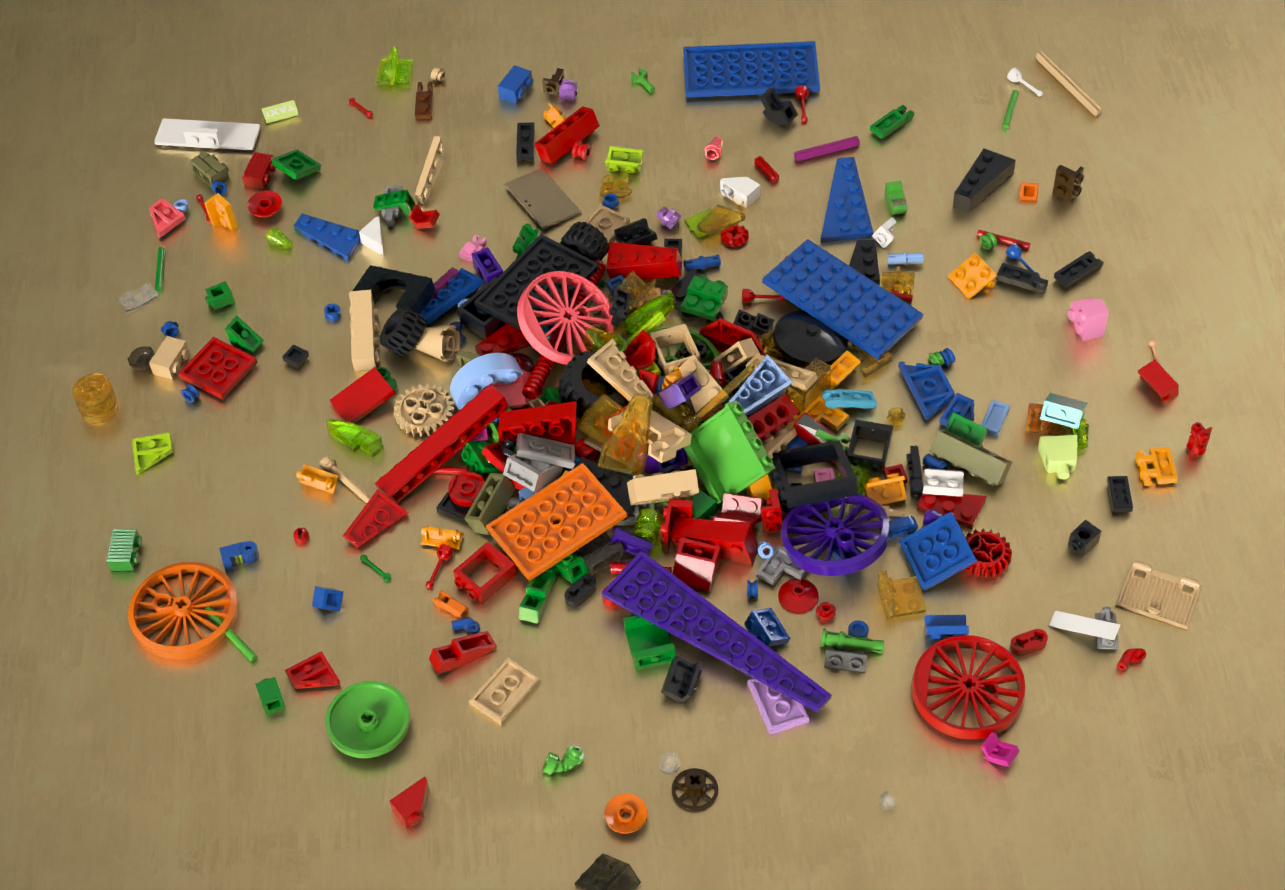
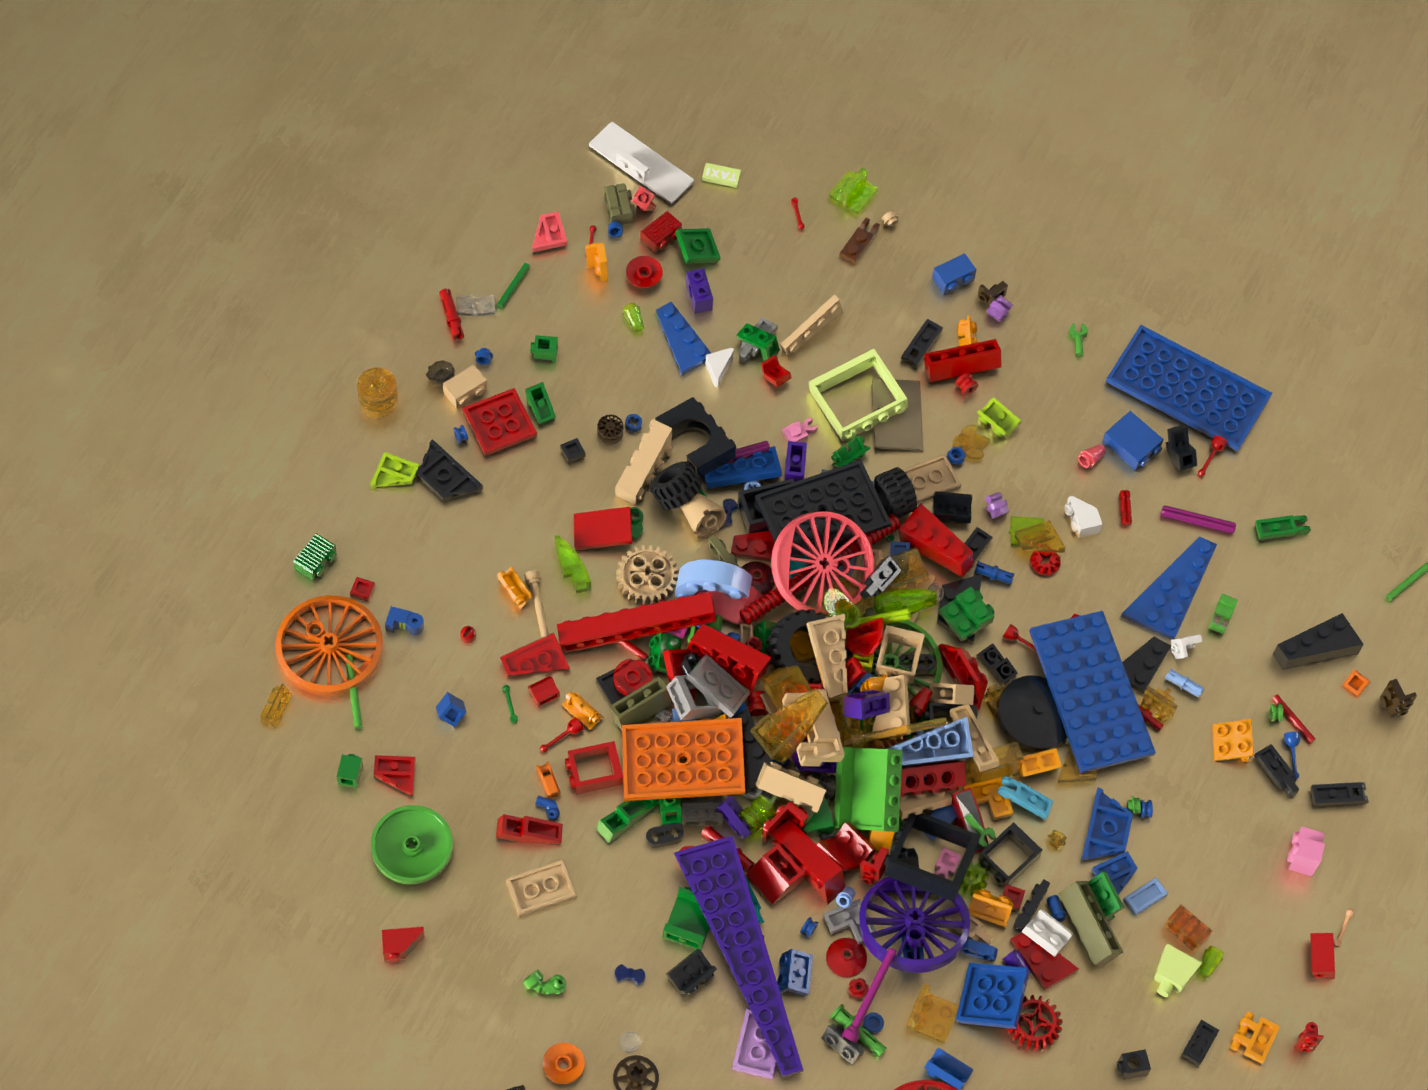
camera: 25 degrees right, 10 degrees up
(124, 316) = (453, 320): none -> red pin
(166, 675) = (279, 699): none -> clear yellow hinge
(182, 205) = (570, 229): light blue hinge -> none
(183, 552) = (362, 589): none -> red tile
(198, 429) = (445, 475): none -> black wing
(228, 154) = (643, 199): none -> bracket
(316, 326) = (610, 430): none -> dark brown wheel
(320, 194) = (699, 291): none -> dark purple brick
(398, 541) = (544, 691): none -> red piece
(483, 184) = (847, 371): none -> yellowish green window
(624, 714) = (622, 972): none -> clear blue piece
(738, 122) = (1133, 440): none -> blue brick
(849, 643) = (852, 1031): none -> magenta piece
(1063, 410) = (1207, 931): panel -> none

